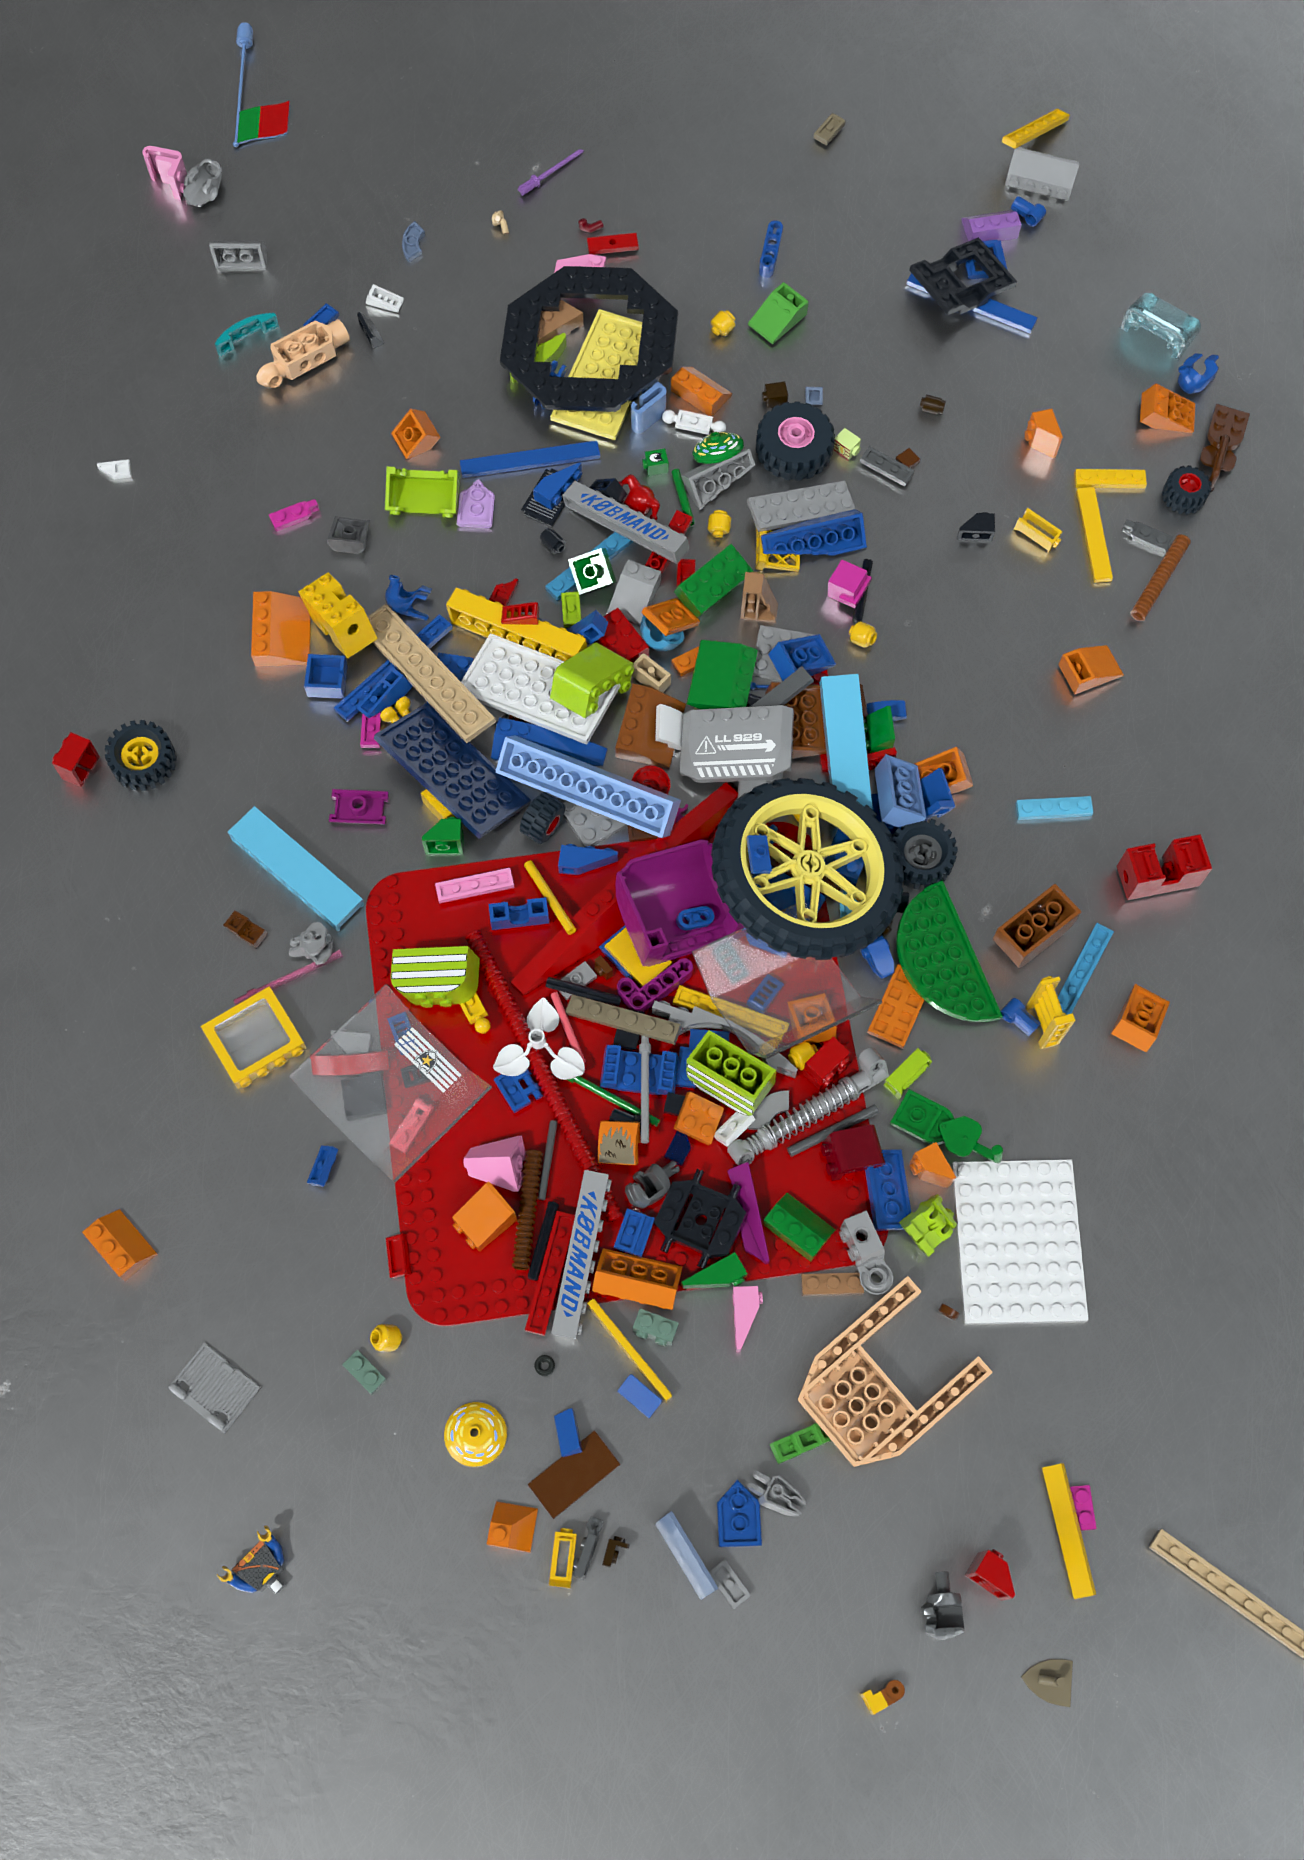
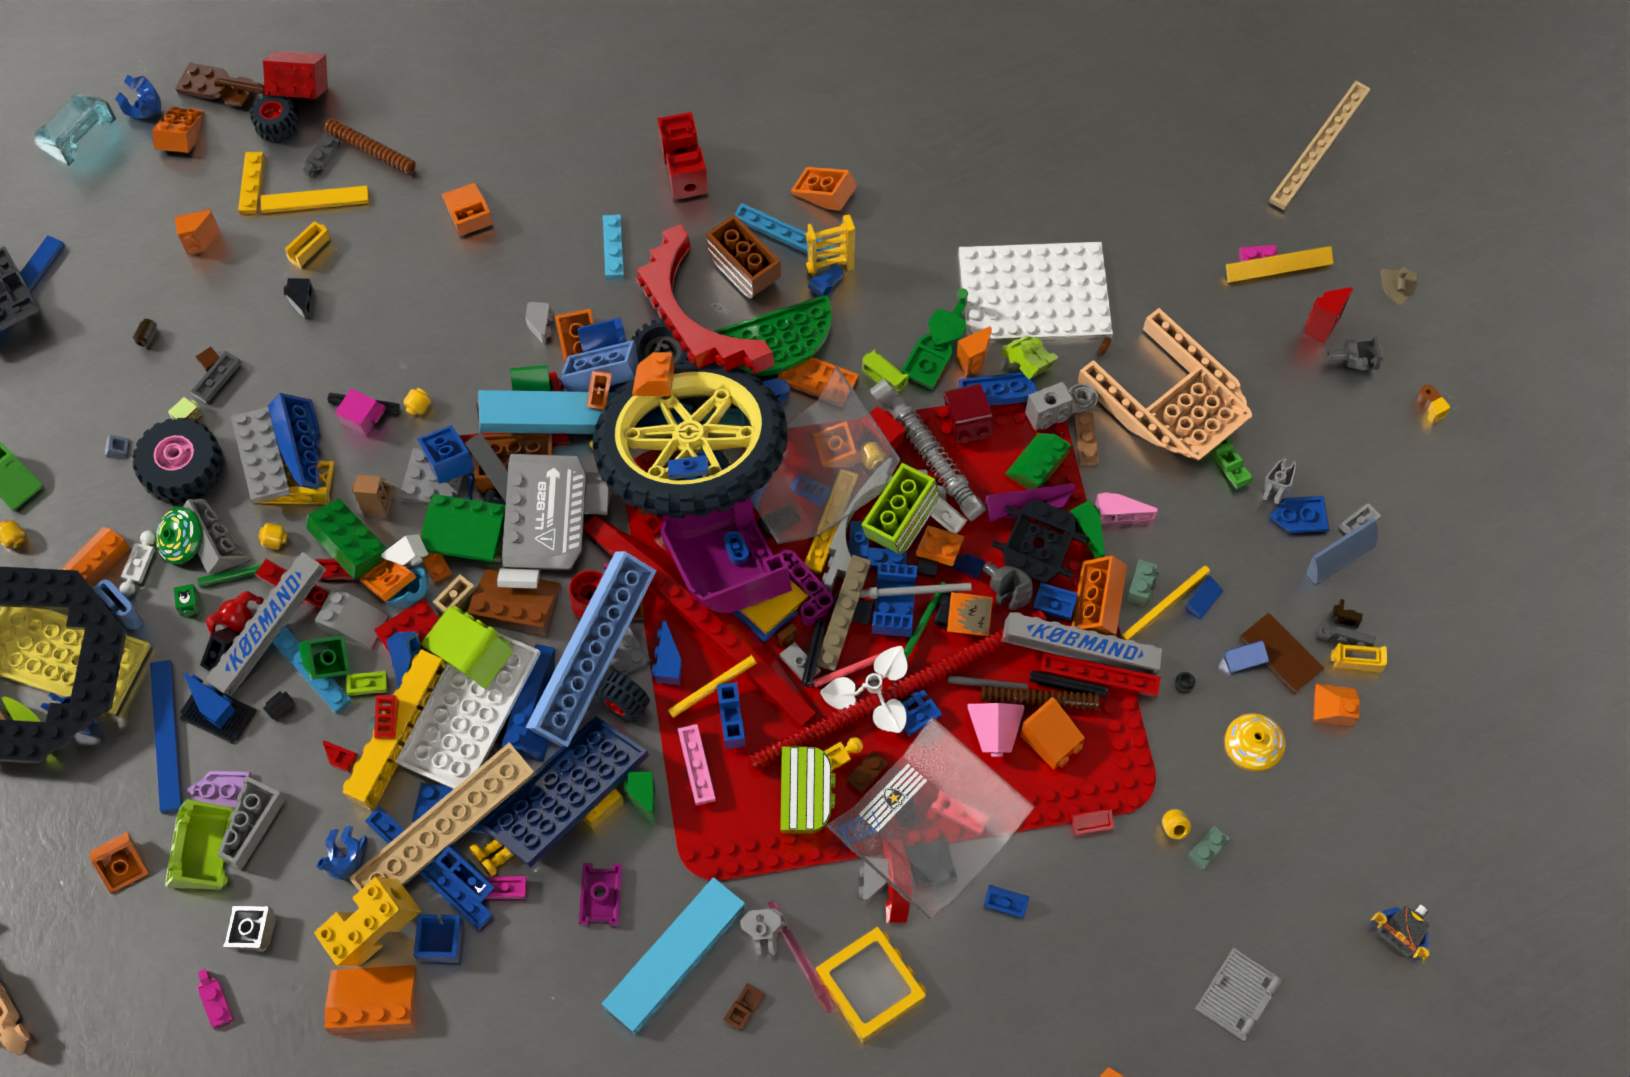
camera: 90 degrees left, 5 degrees down
(442, 525) = (249, 822): none -> light grey wedge
(459, 1040) = (867, 772): none -> reddish brown plate
(695, 630) = (406, 551): none -> white slope
(775, 394) = (113, 481): dark brown brick -> none
(822, 1135) = (944, 434): dark grey piece -> none
(867, 786) = (598, 389): none -> orange slope
(874, 832) = (654, 375): none -> orange slope
(898, 708) = (503, 378): blue slope -> none
(960, 736) = (538, 319): none -> light grey slope
(1002, 845) = (700, 343): none -> arch
(1235, 500) = (295, 74): none -> red container

